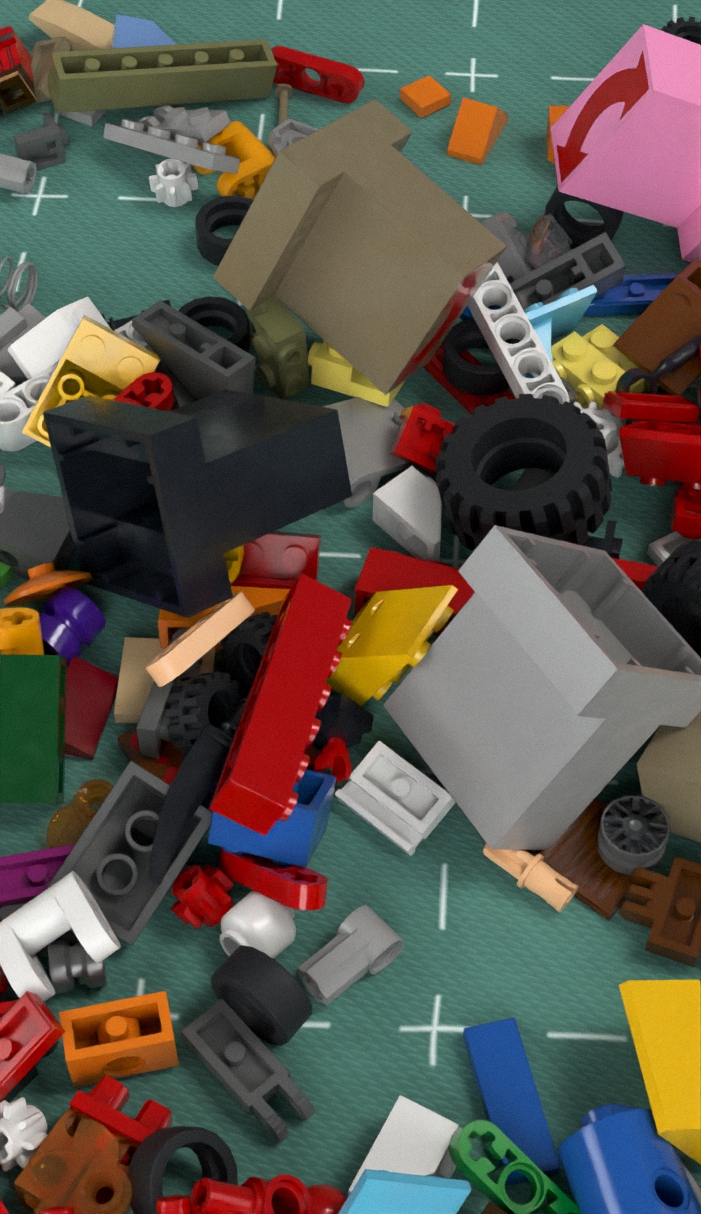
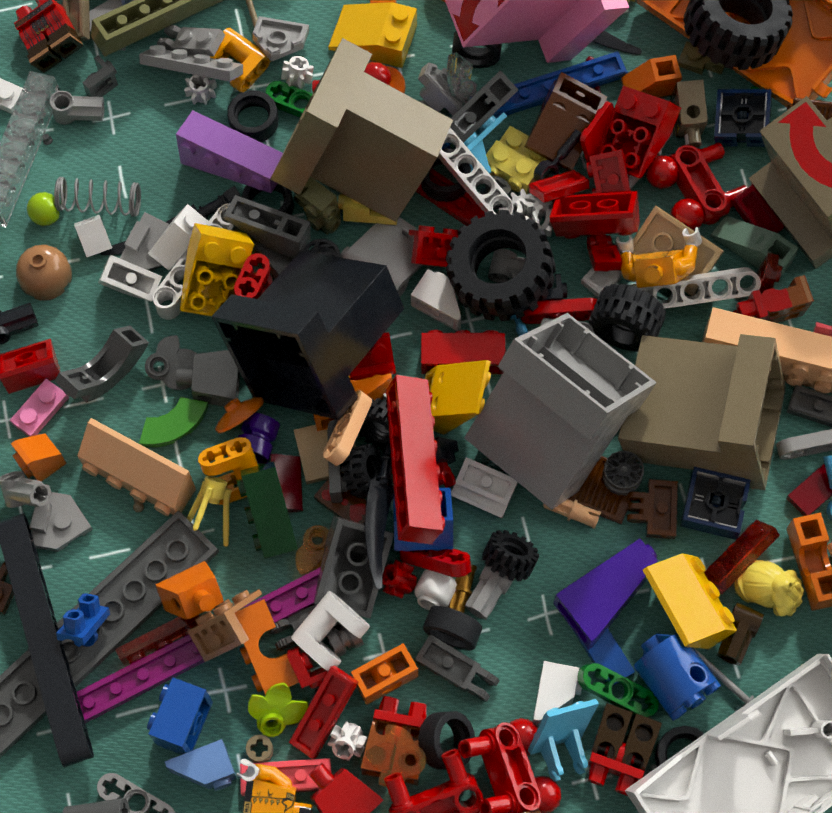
camera: 15 degrees left, 15 degrees up
(166, 251) = (226, 152): none -> medium lavender wedge
(308, 936) = (462, 591): none -> pearl gold axle
(400, 907) = (510, 555): none -> black tyre
(463, 166) = (379, 29): none -> yellow slope
(542, 1014) = (604, 592): none -> dark purple slope

